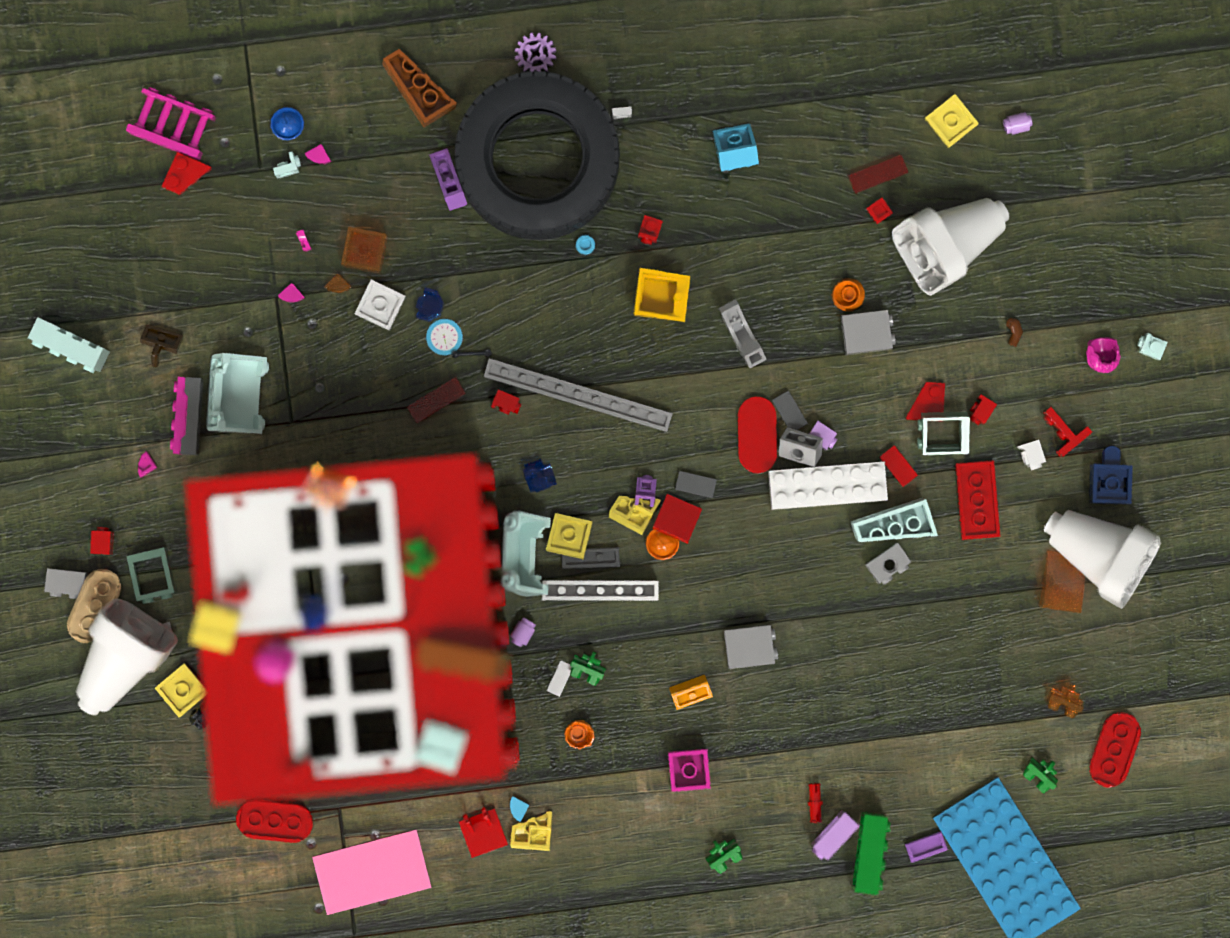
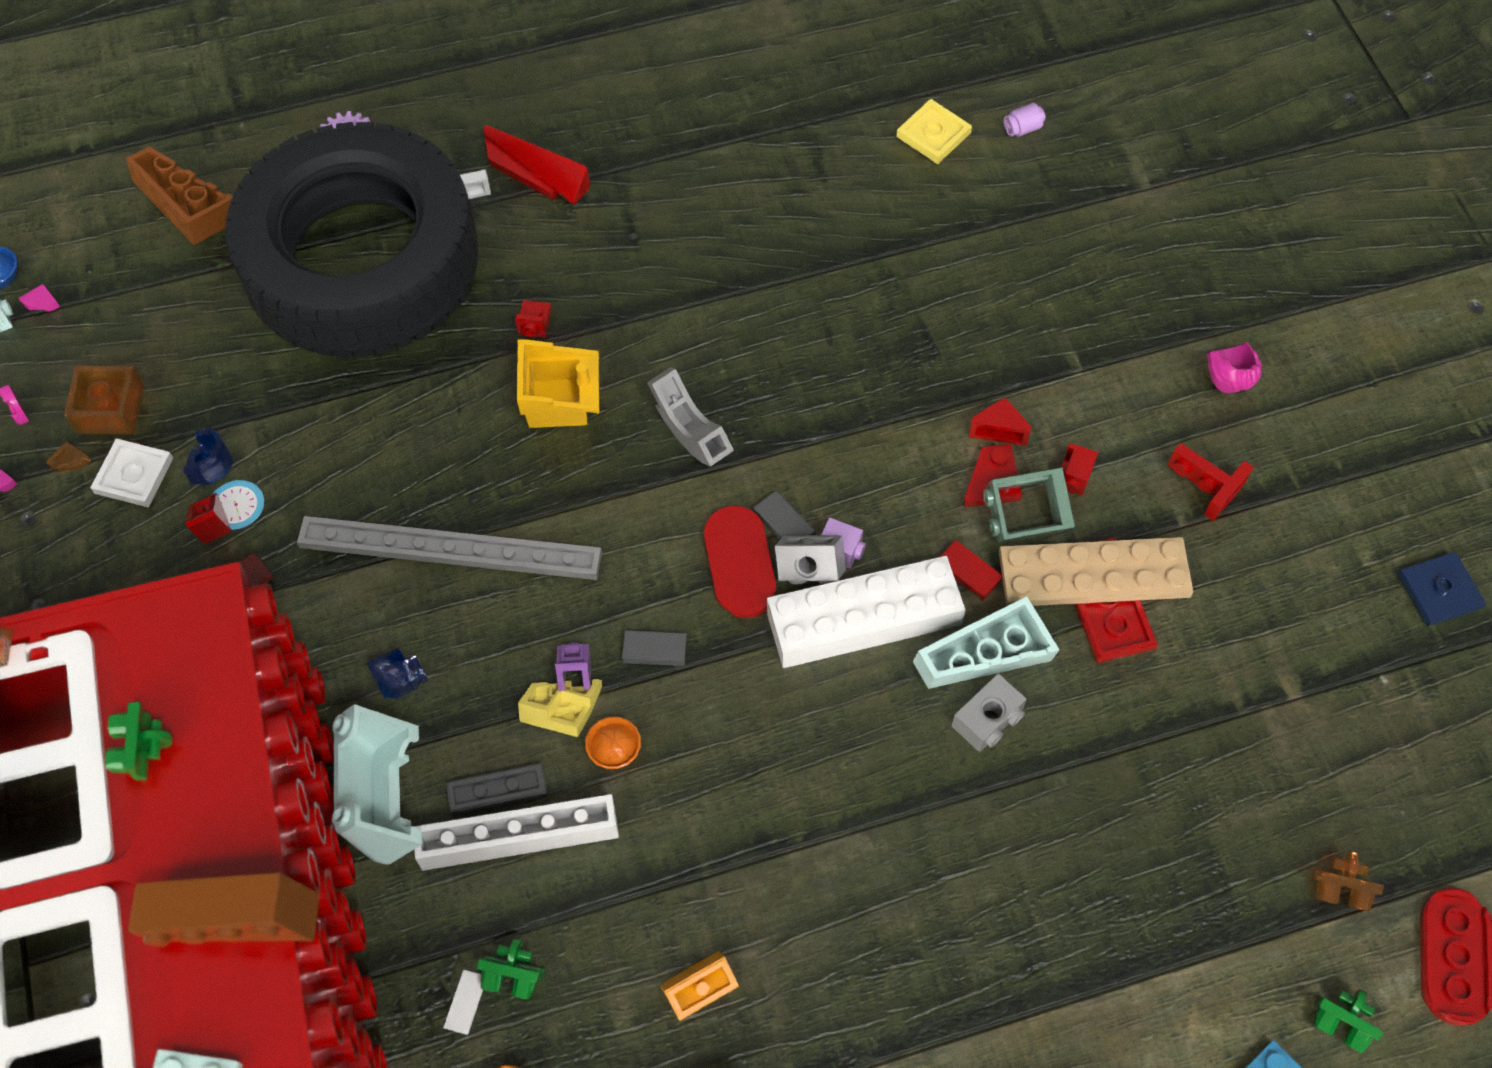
camera: 10 degrees left, 25 degrees down
(427, 346) = (207, 519): none -> red slope
(448, 179) = (232, 300): medium lavender slope -> none
(455, 354) = (253, 523): black hinge -> none
(506, 402) = (335, 574): red brick -> none
(522, 632) = (390, 928): lavender brick -> none
(569, 536) = (455, 756): light yellow plate -> none
(585, 245) = (441, 352): medium azure tile -> none
(664, 104) = (536, 166): none -> red wedge
(677, 518) = (631, 700): red tile -> none
(735, 147) = (642, 203): medium azure slope -> none
(750, 646) = (788, 885): light grey brick -> none
(854, 294) = (844, 348): orange hat -> none
(867, 332) = (878, 395): light grey brick -> none
(878, 174) = (847, 206): clear red tile -> none
(879, 211) = (860, 246): red plate -> none
(942, 368) = (1000, 424): none -> red slope
(945, 242) = (956, 252): white cone -> none
(974, 483) = (1096, 571): none -> tan plate
(1016, 329) = (1098, 364): reddish brown arm -> none
(1032, 454) = (1170, 516): white window -> none
(1062, 585) = (1281, 699): clear orange slope -> none
(1104, 552) = (1336, 625): white cone -> none
(1109, 478) = (1304, 532): dark blue brick -> none
(1151, 346) = (1298, 352): light aqua bracket -> none
(1185, 529) = (1441, 589): none -> dark blue plate

